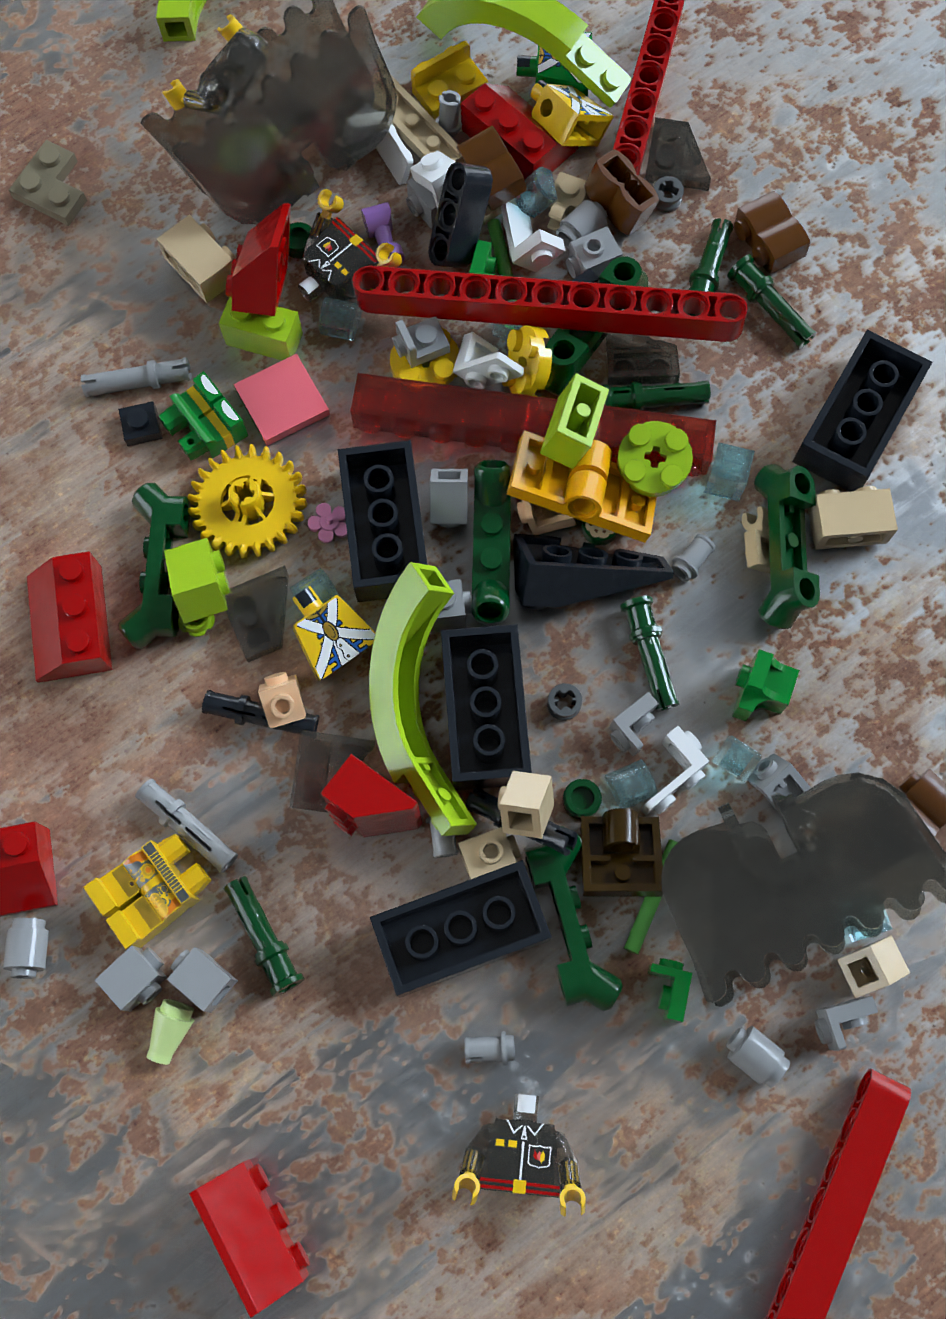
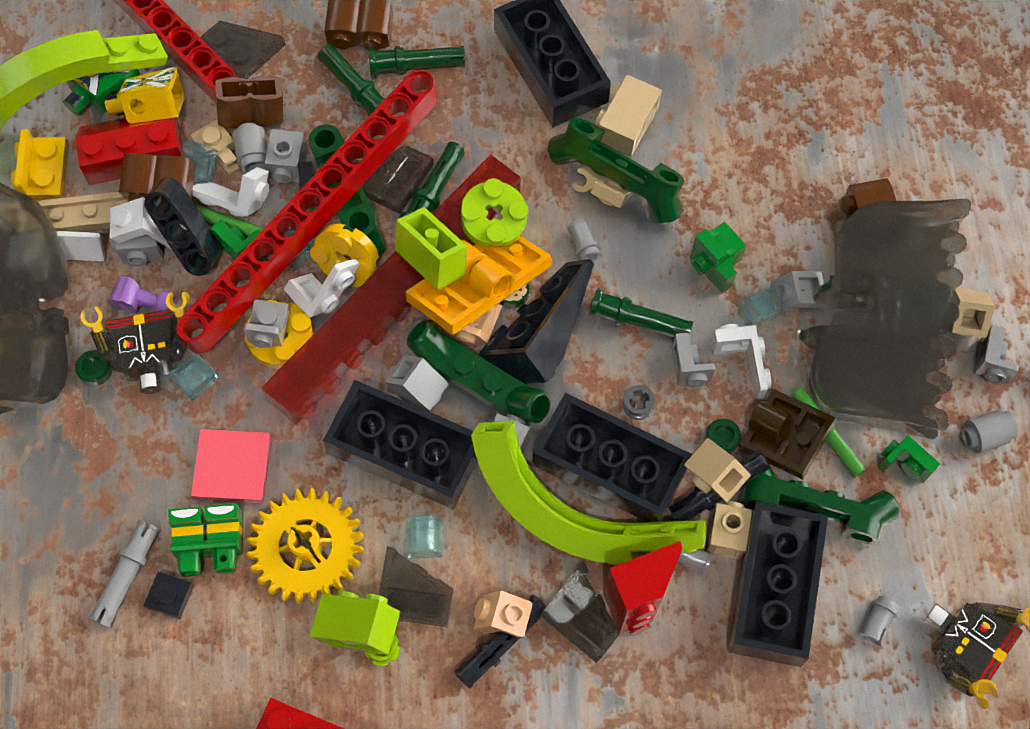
camera: 60 degrees left, 5 degrees down
(158, 611) = (358, 675): dark green plate -> none
(197, 257) = (53, 455): tan brick -> none
(261, 265) = (110, 400): red slope -> none
(262, 334) = (158, 442): lime brick -> none
(328, 522) = (368, 492): bright pink plant -> none
(329, 632) = (472, 543): torso -> none
(449, 112) = (74, 181): light grey pin -> none
(632, 784) = (734, 393): clear light blue brick -> none
(672, 185) = (269, 64): dark grey bush -> none
(729, 471) = (536, 171): clear light blue brick -> none

